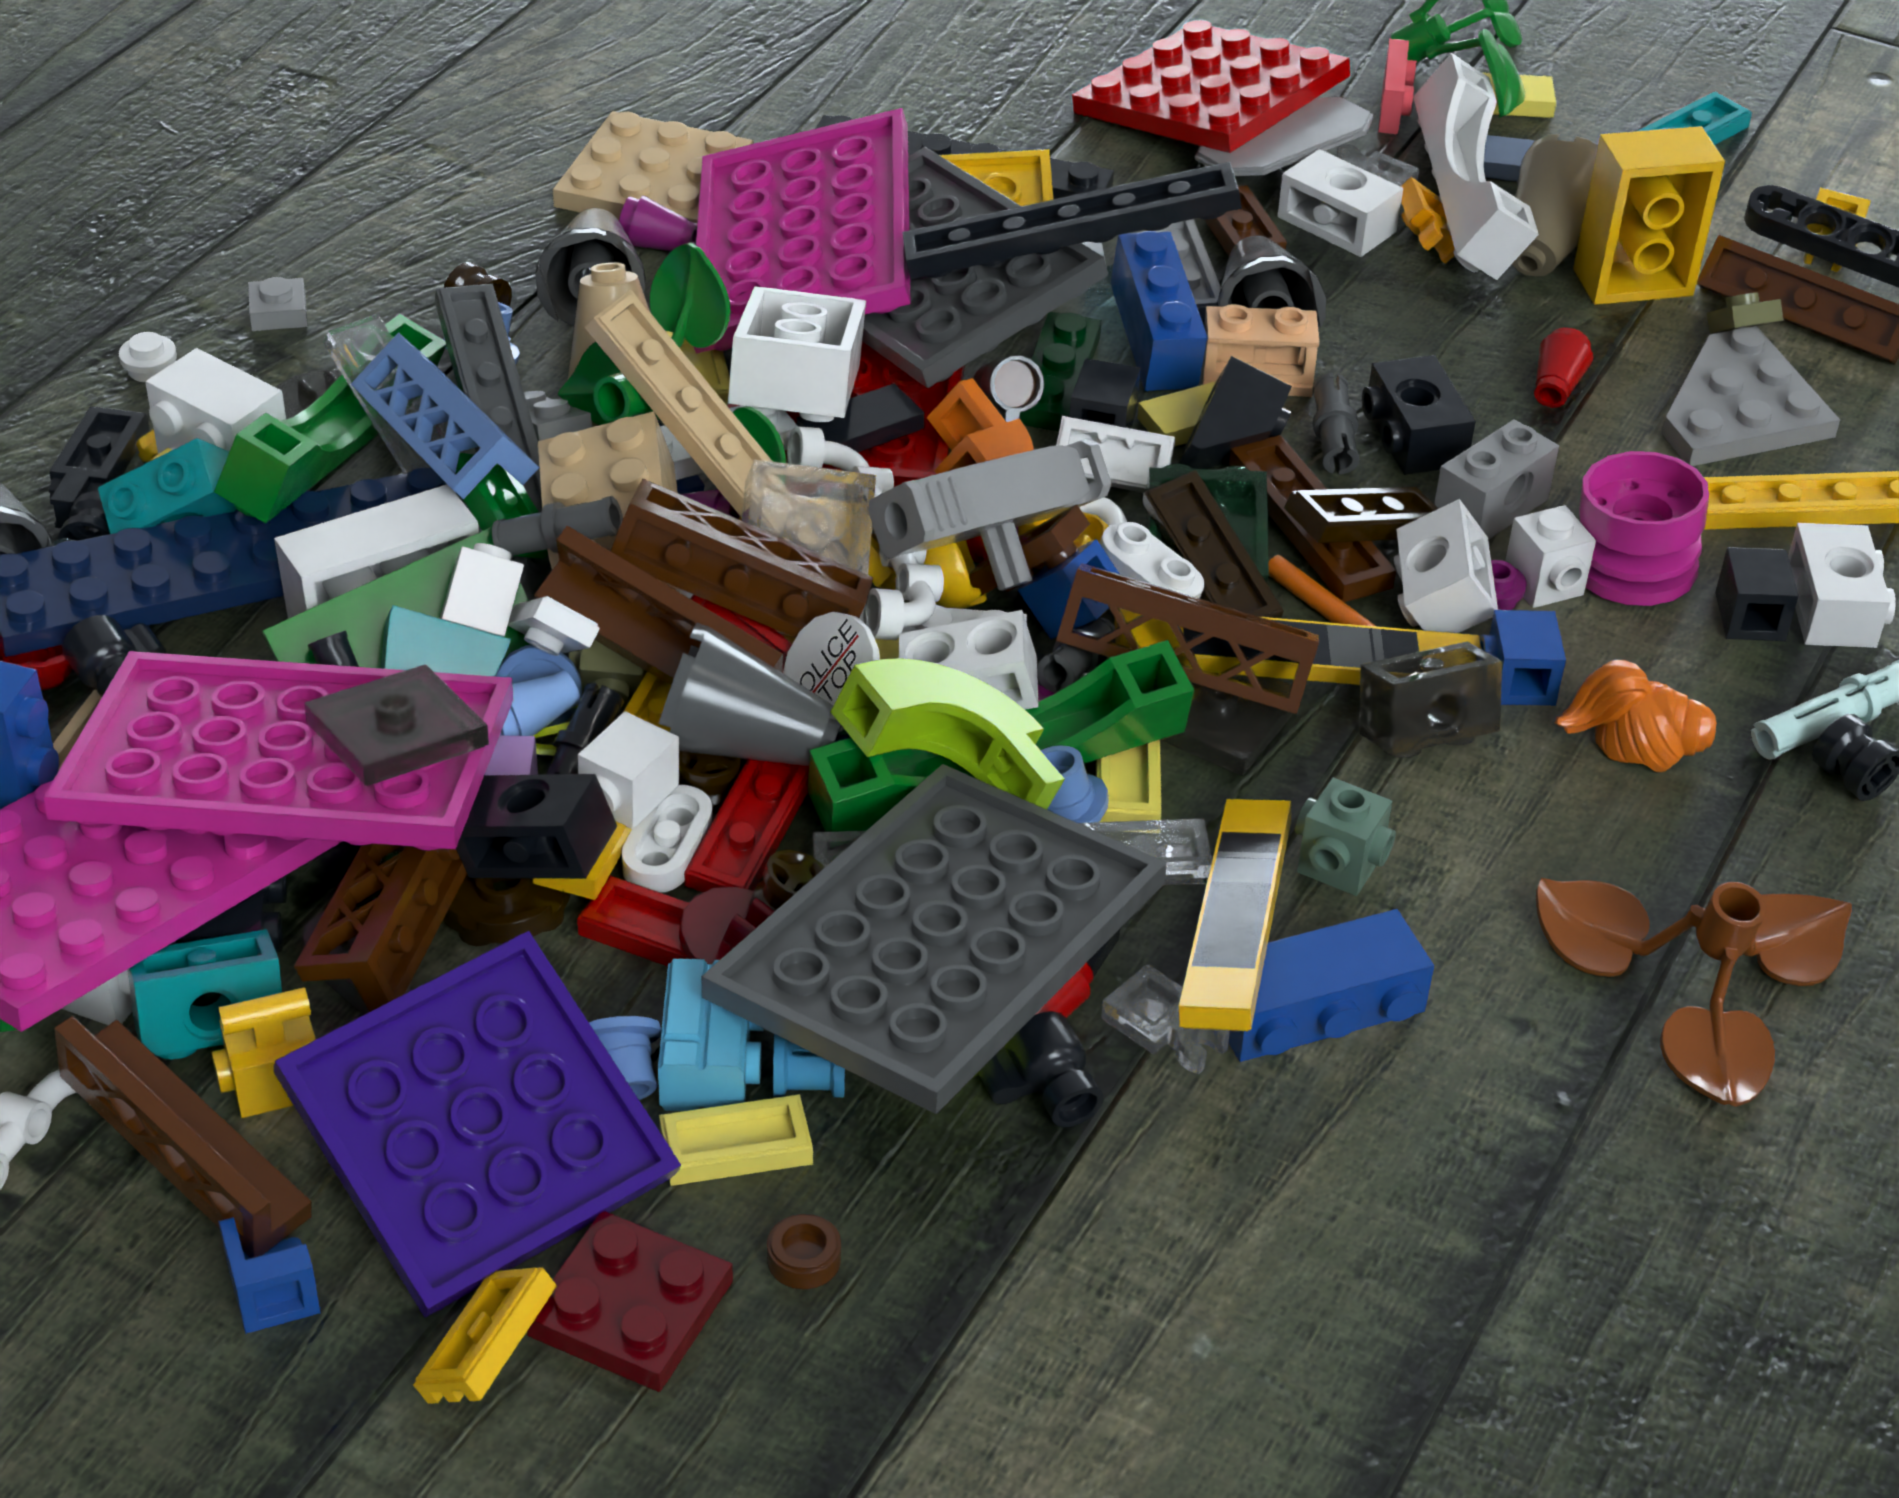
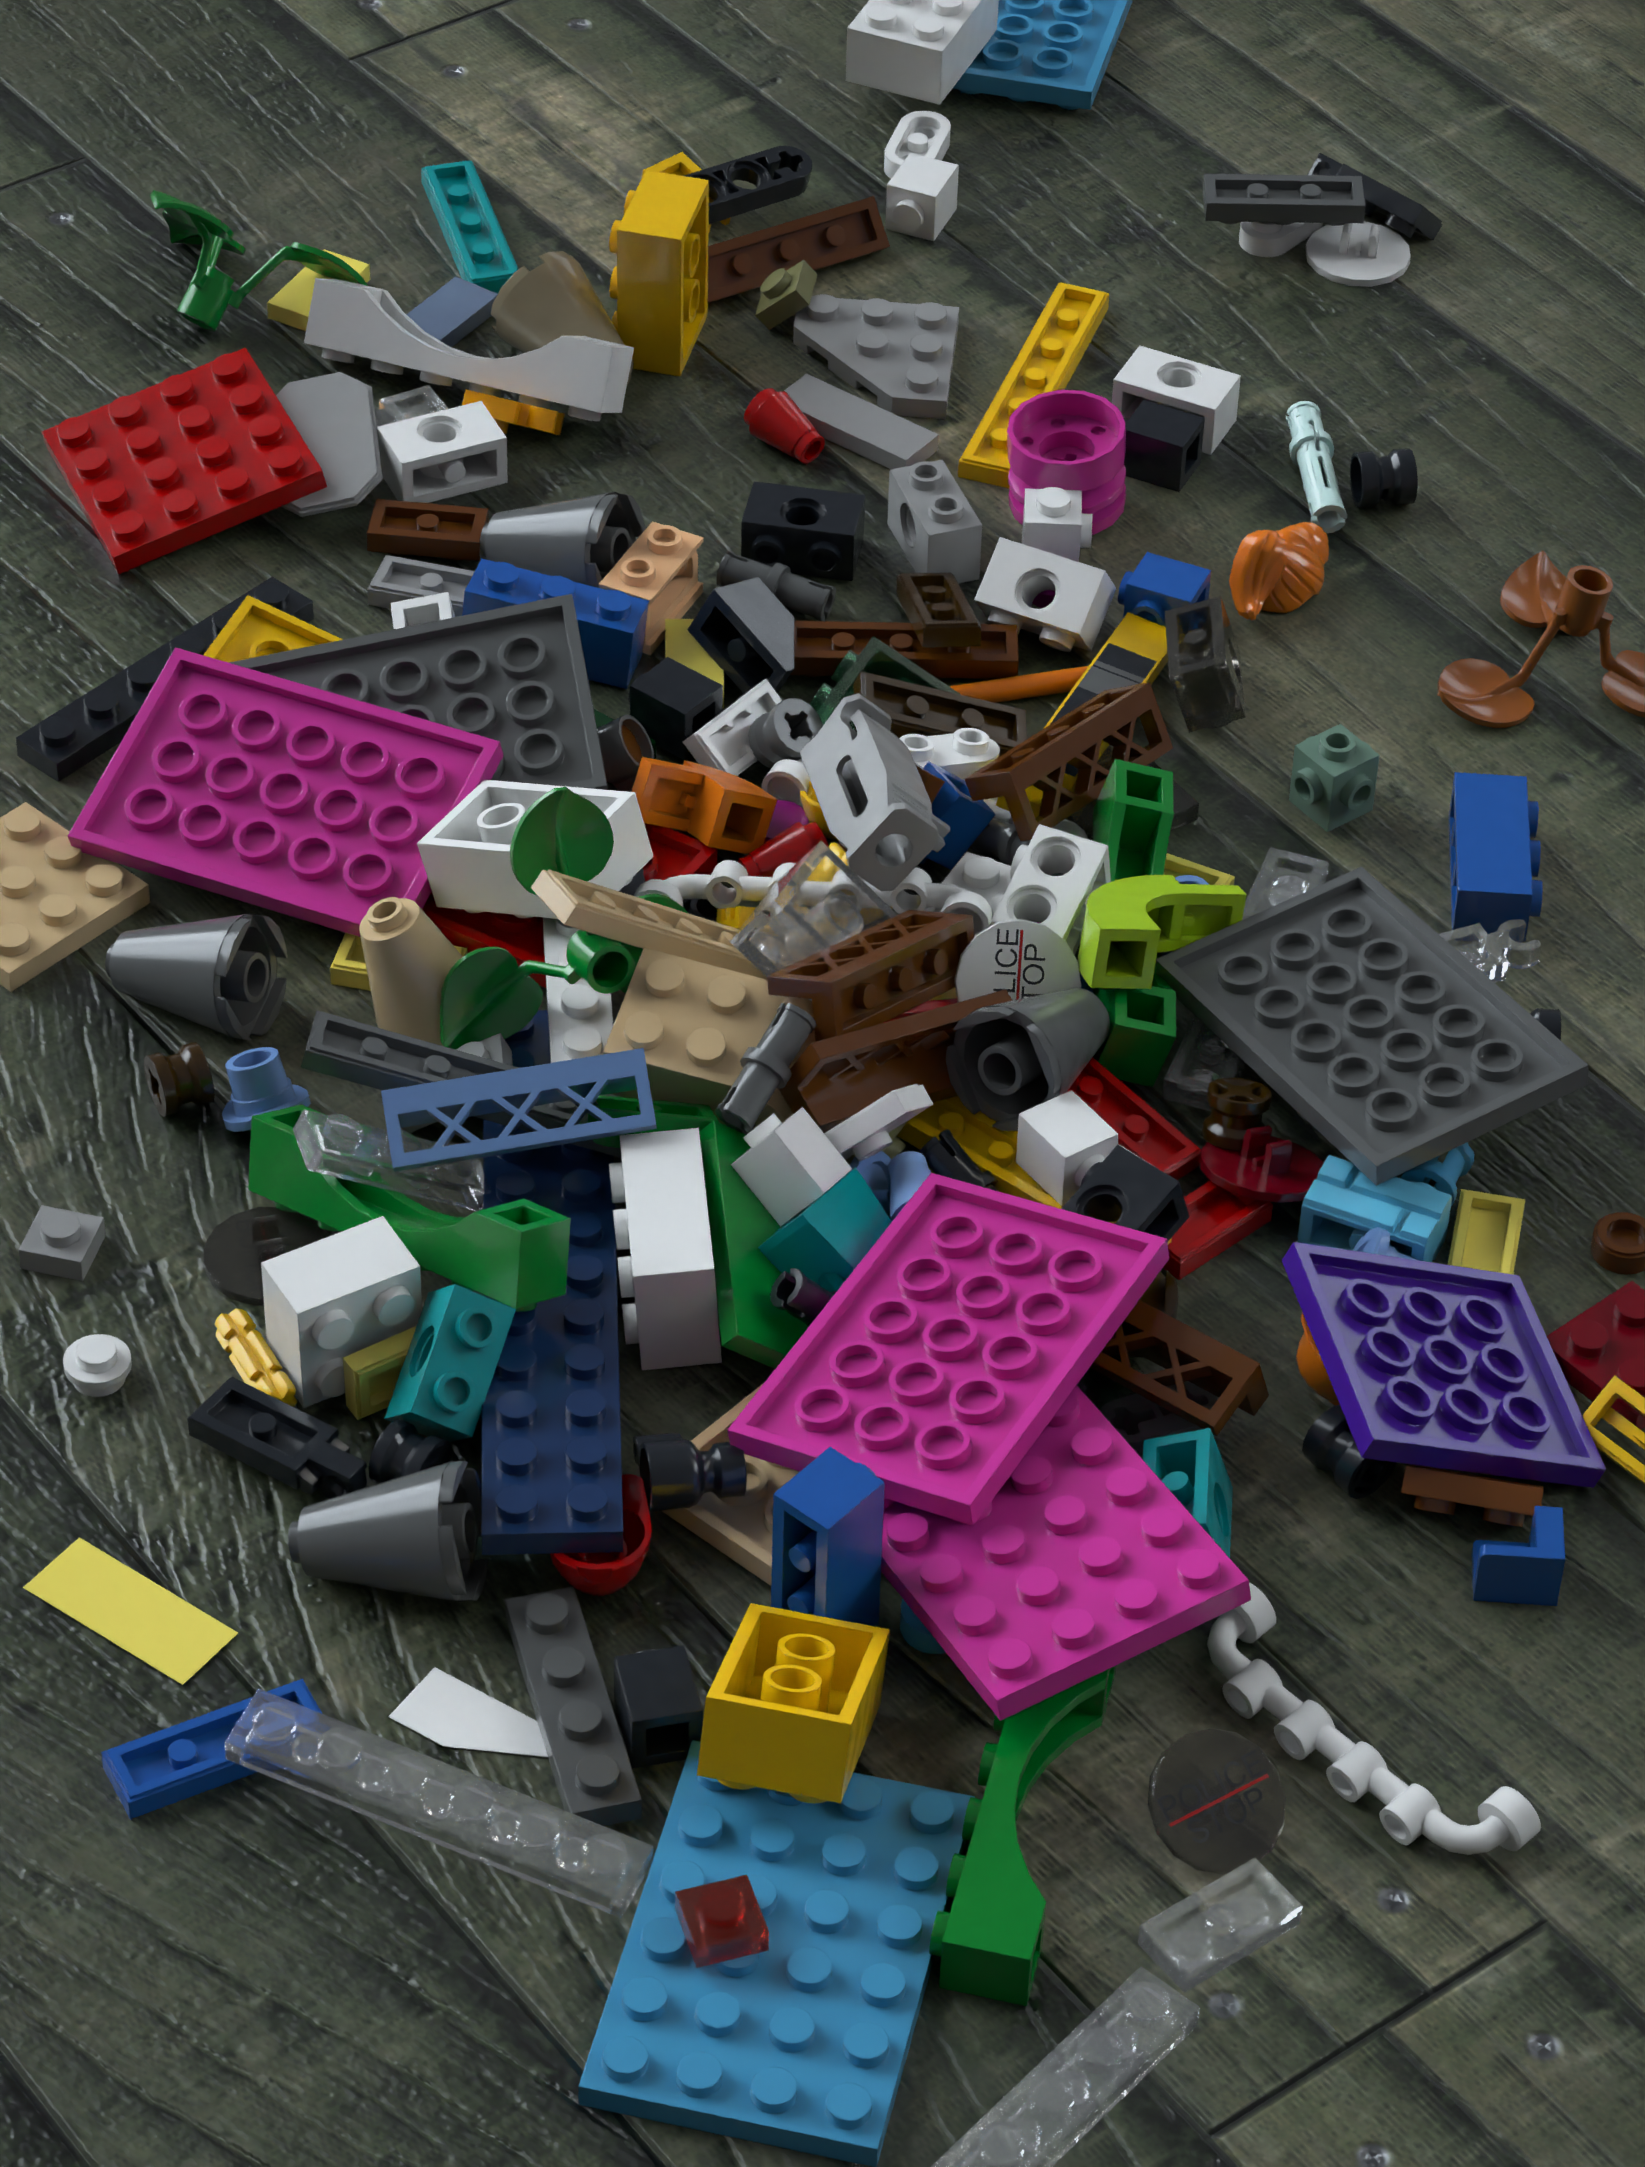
camera: 65 degrees left, 0 degrees up
(180, 1134) = (1369, 1562): reddish brown fence -> none
(255, 1037) = (1271, 1490): yellow brick -> none
(338, 1229) = (1441, 1489): none -> dark orange plate
(396, 724) = (992, 1247): clear smoke plate -> none
(654, 225) = (138, 910): magenta cone -> none
(1071, 220) = (515, 590): black plate -> none
(1126, 486) = (771, 731): none -> dark grey wheel
(1236, 916) = (1416, 856): tile -> none
(1397, 87) = (275, 347): coral plate -> none
(1614, 406) = (862, 425): none -> light grey tile

